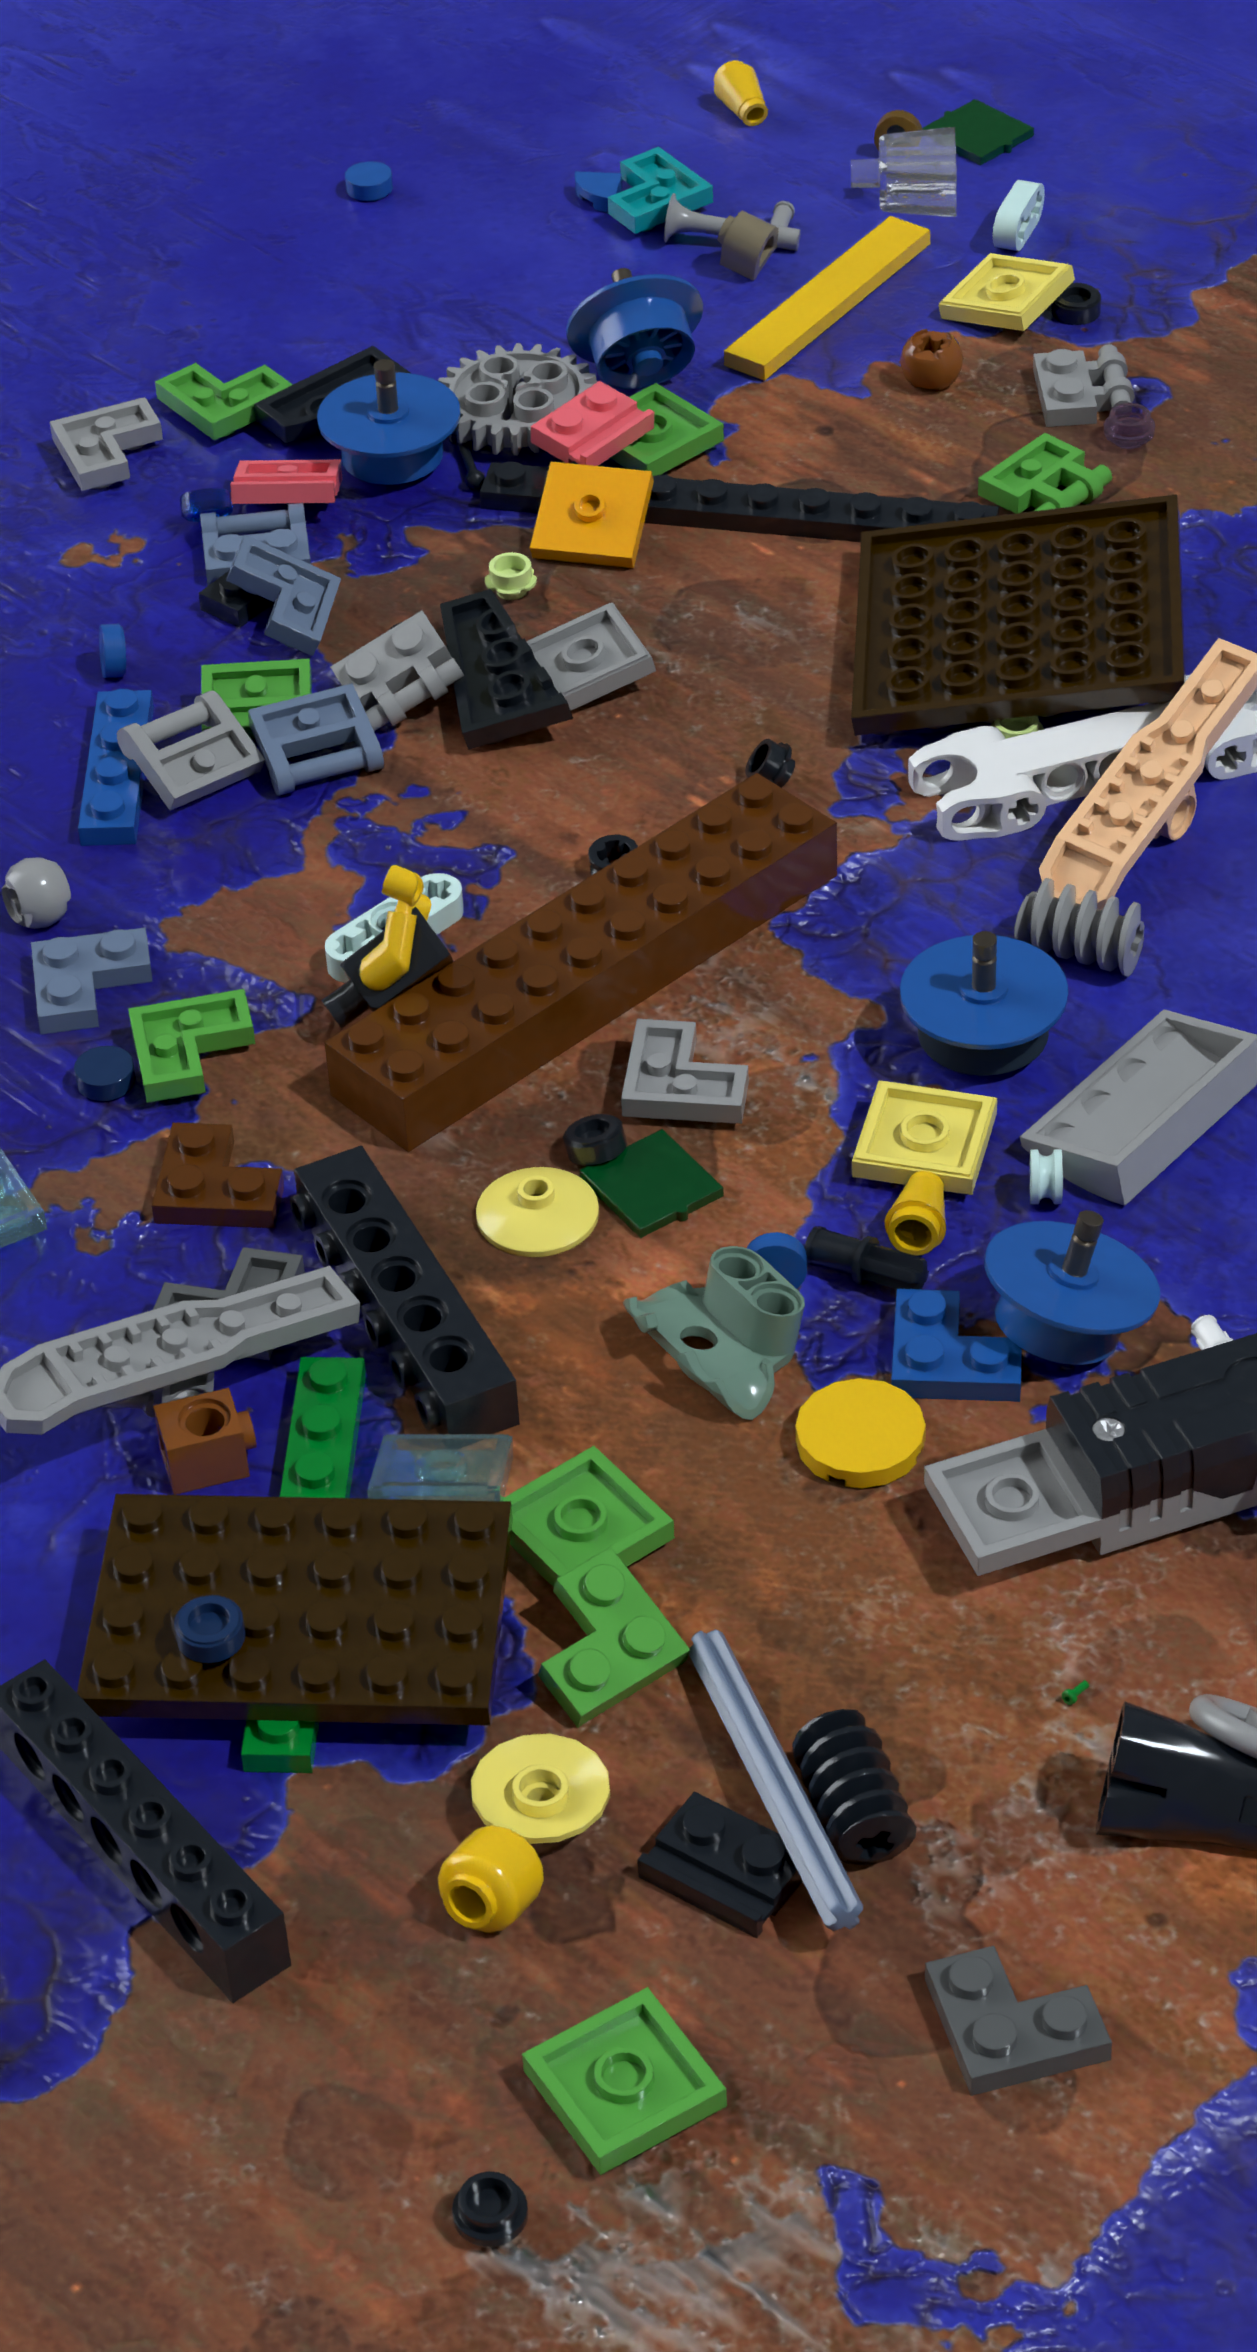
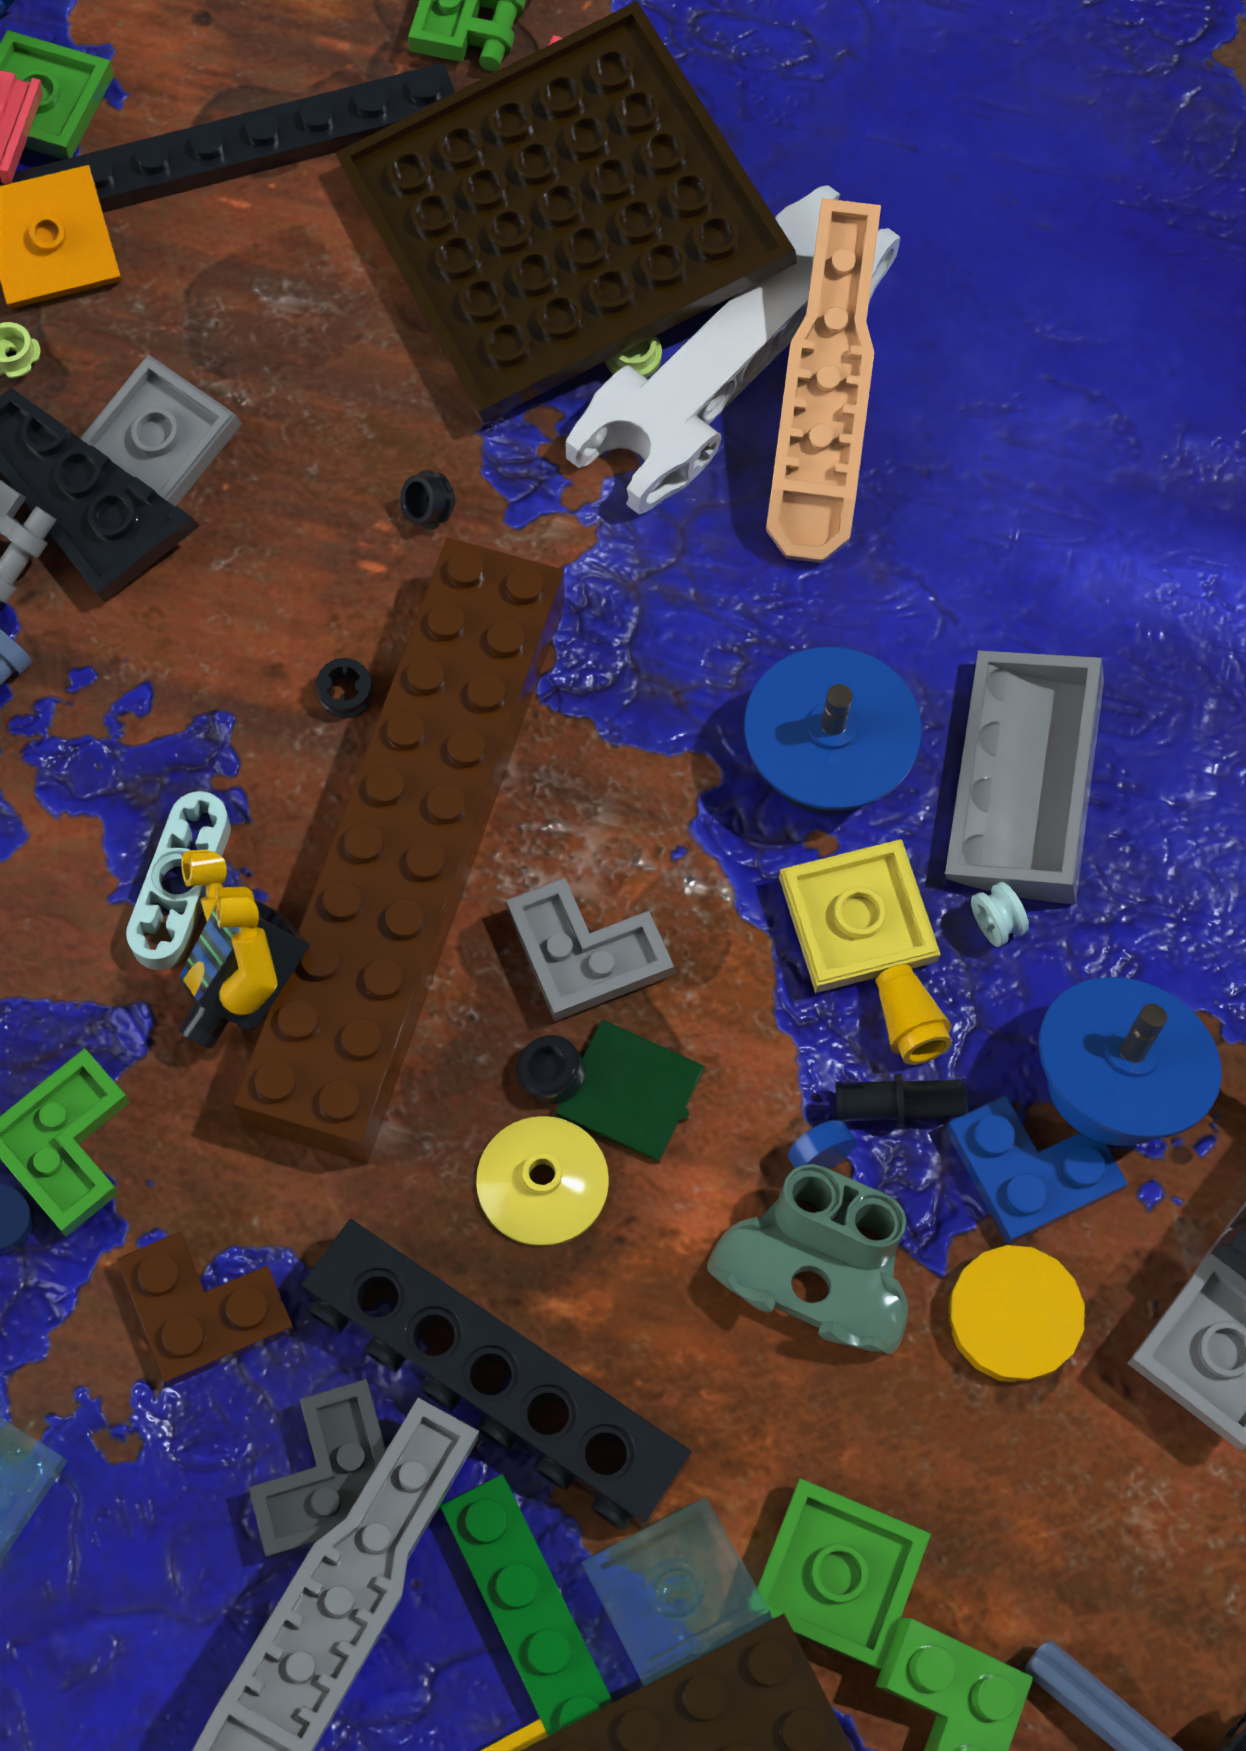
camera: 35 degrees left, 25 degrees up
(204, 1440) = (382, 1678): dark orange brick -> none
(1081, 928) = (852, 583): light grey piece -> none

